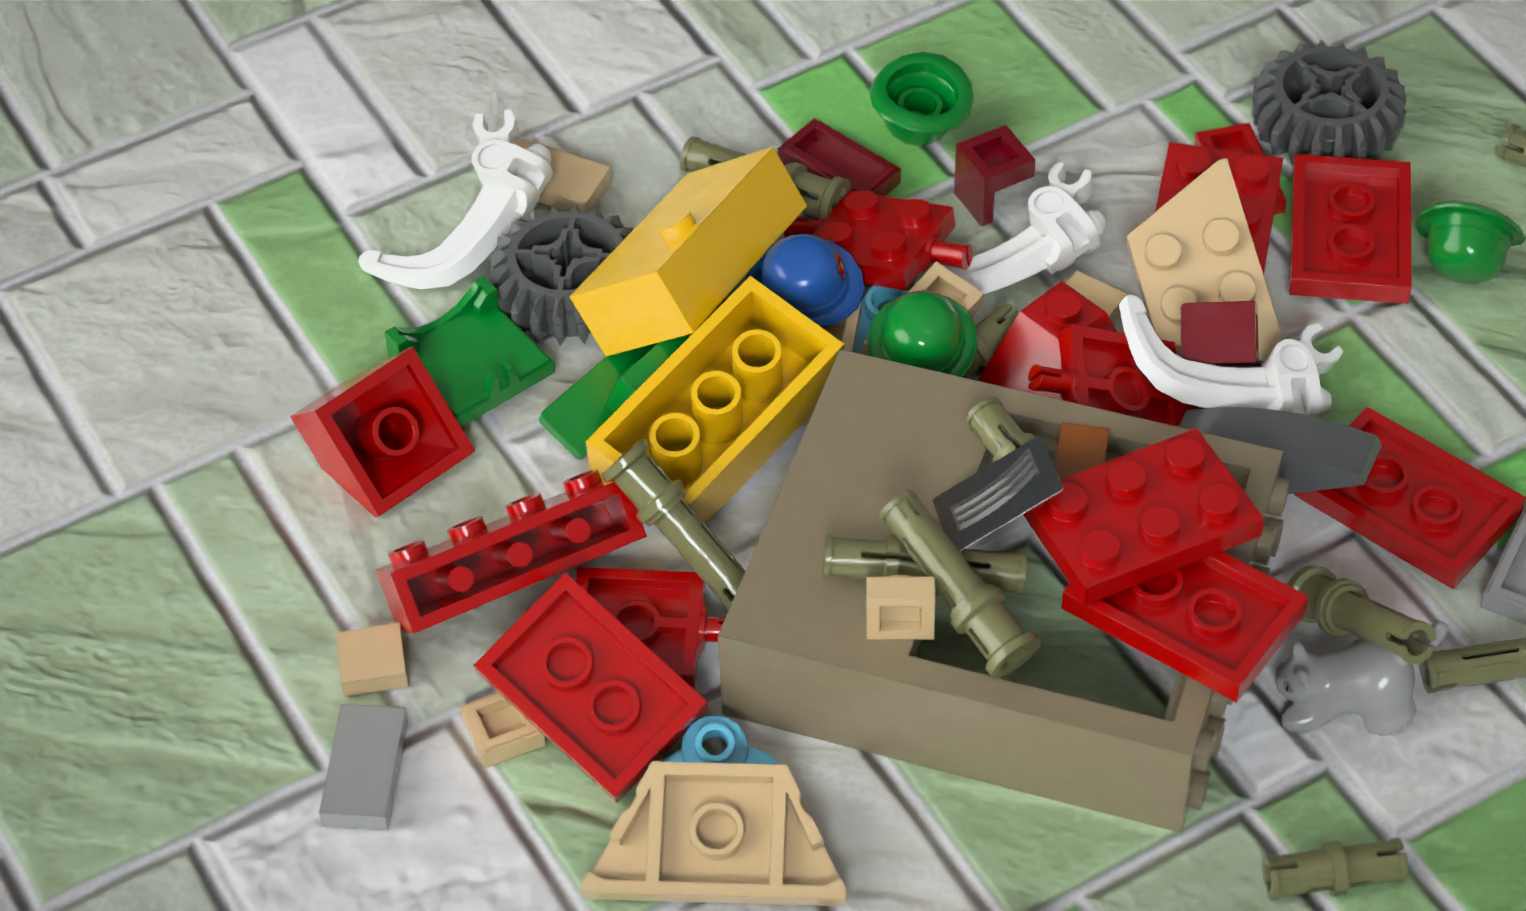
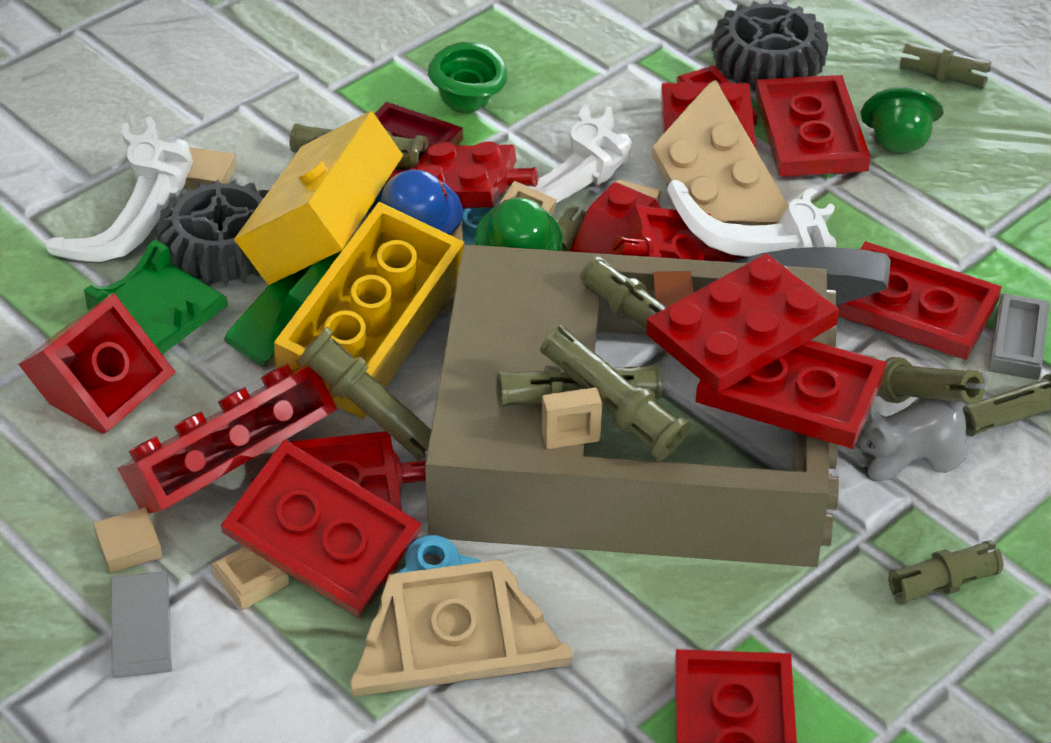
camera: 15 degrees left, 5 degrees down
(989, 165) = (530, 114): dark red panel -> none
(998, 494) = (628, 320): black sticker -> none
(1220, 332) = (745, 200): dark red panel -> none

